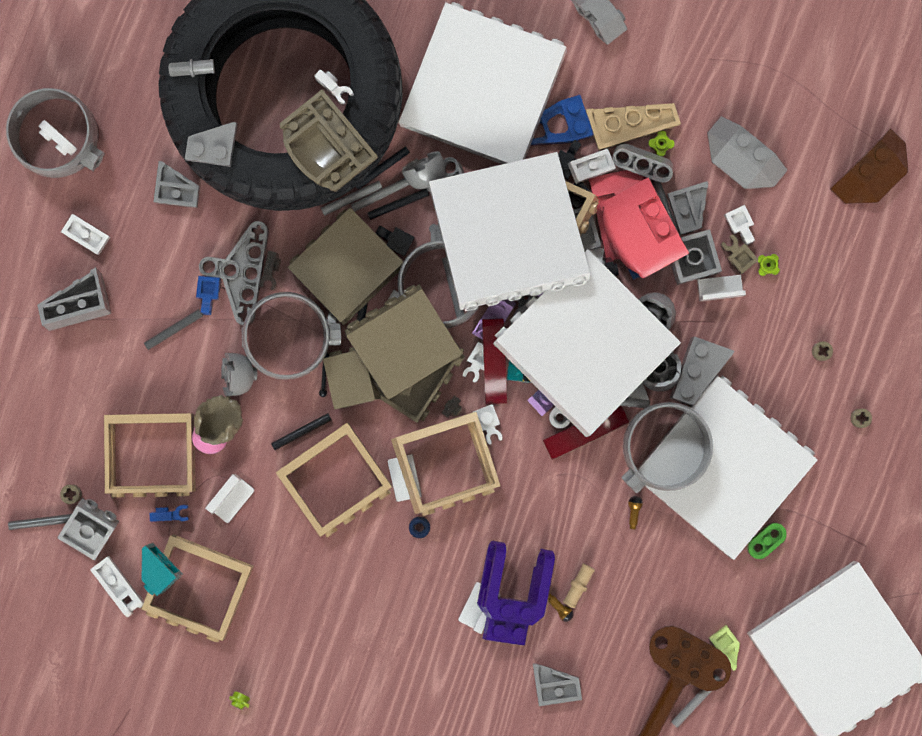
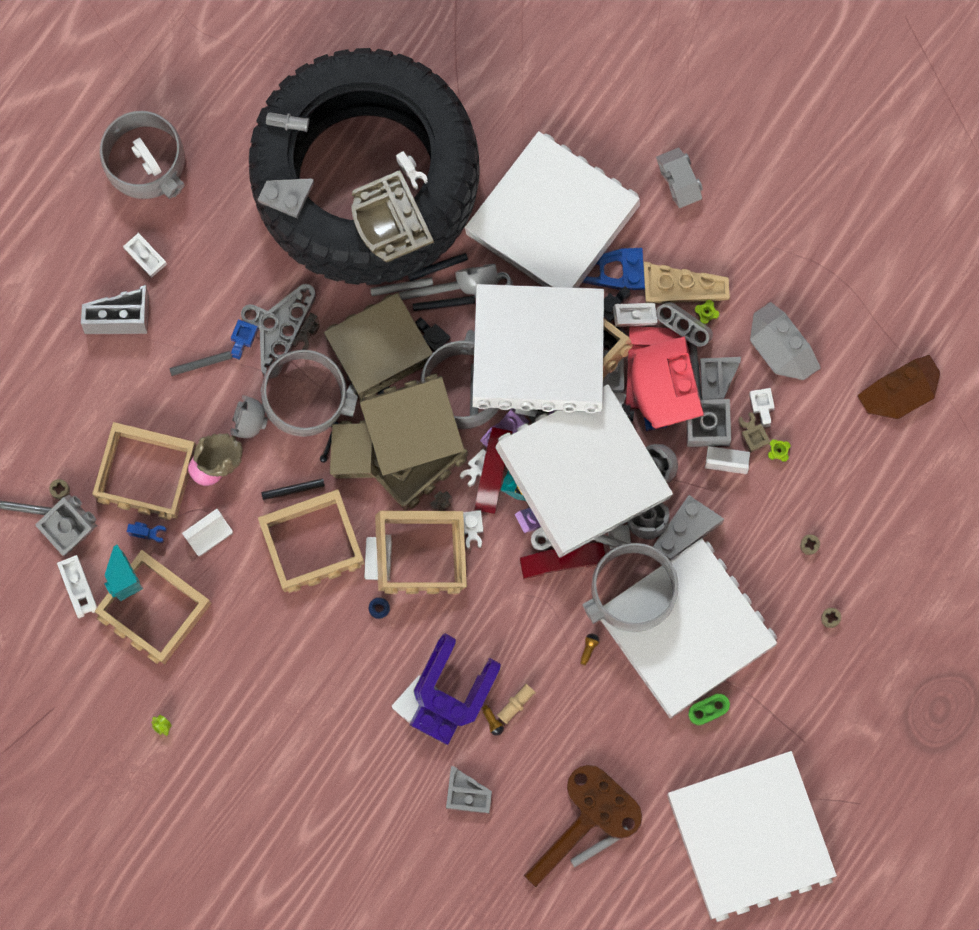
camera: 20 degrees right, 10 degrees down
(175, 188) = (240, 235): light grey wing -> none
(727, 643) = (645, 798): yellowish green tile -> none

